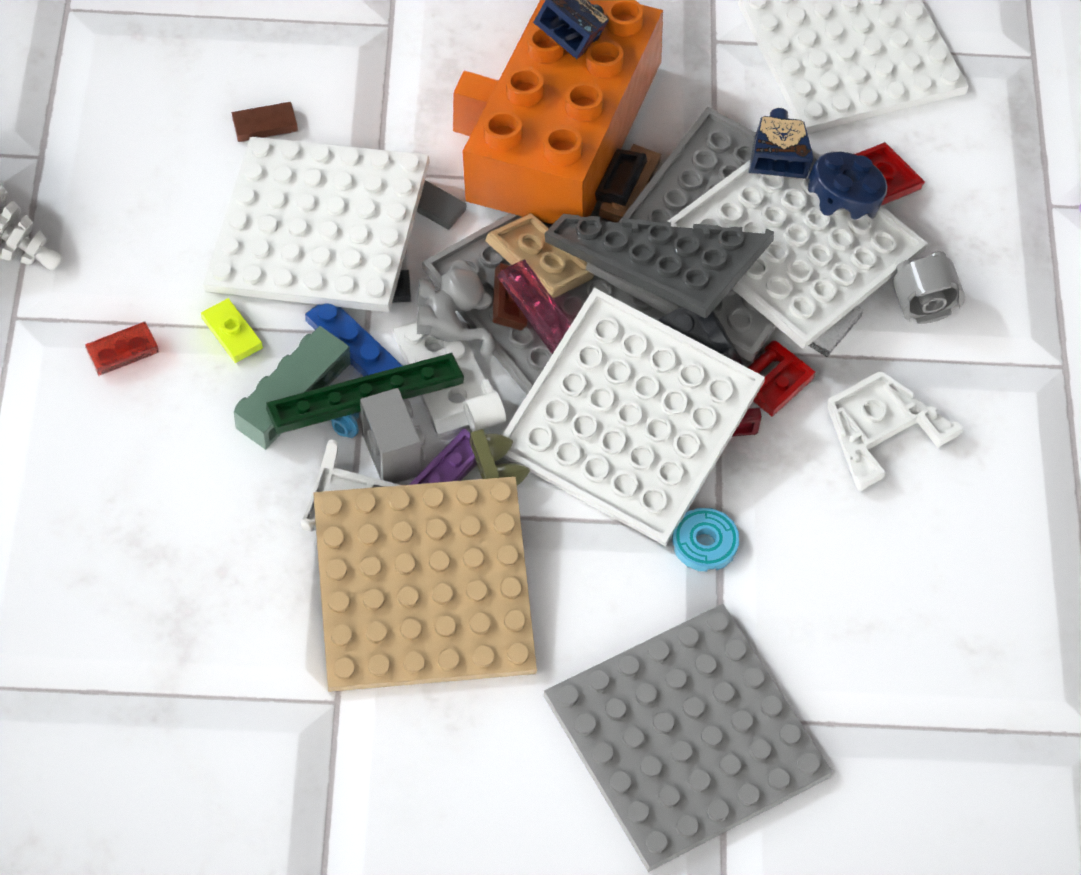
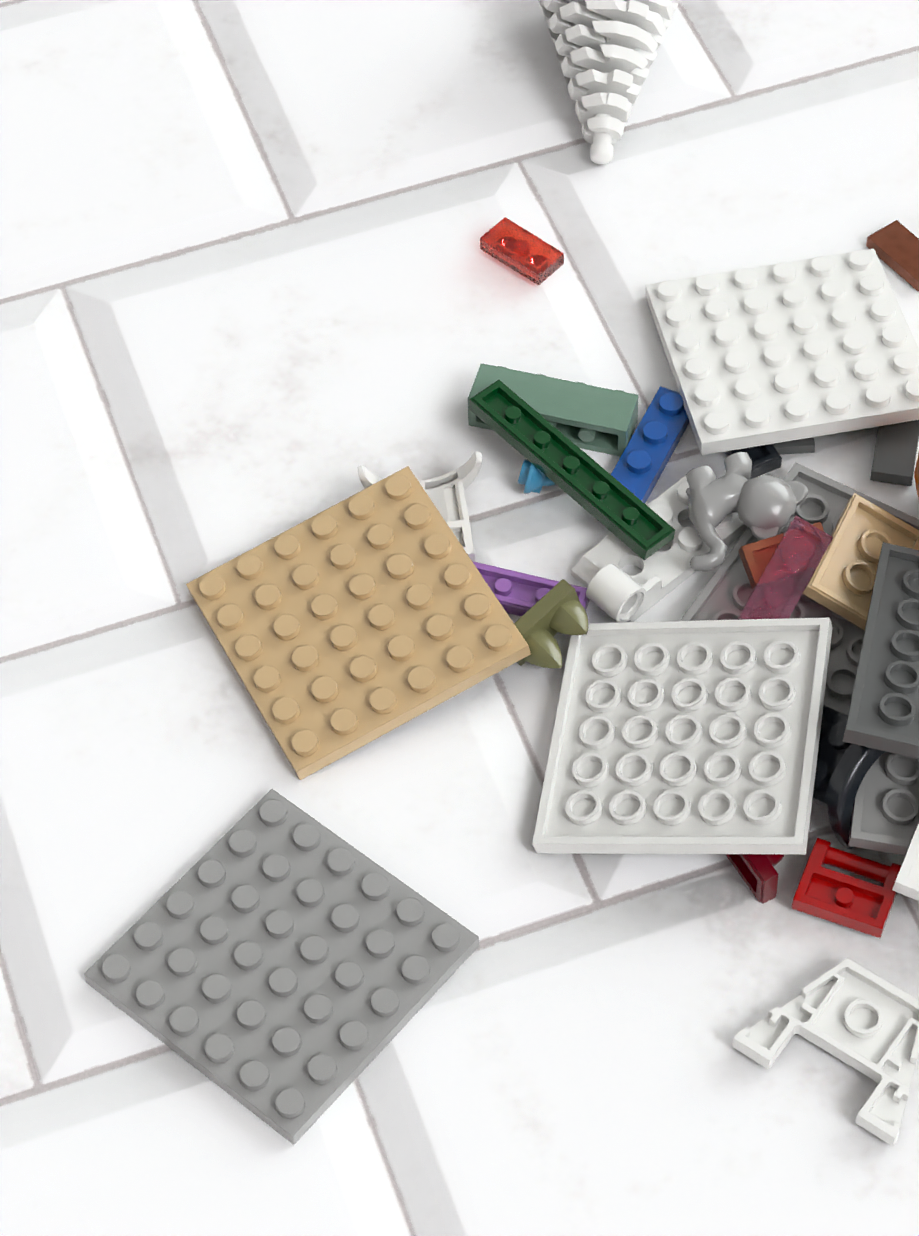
camera: 75 degrees right, 5 degrees down
(231, 330) = (603, 334): neon yellow plate -> none
(392, 436) = (524, 512): light grey brick -> none
(711, 523) = (566, 868): medium azure tile -> none

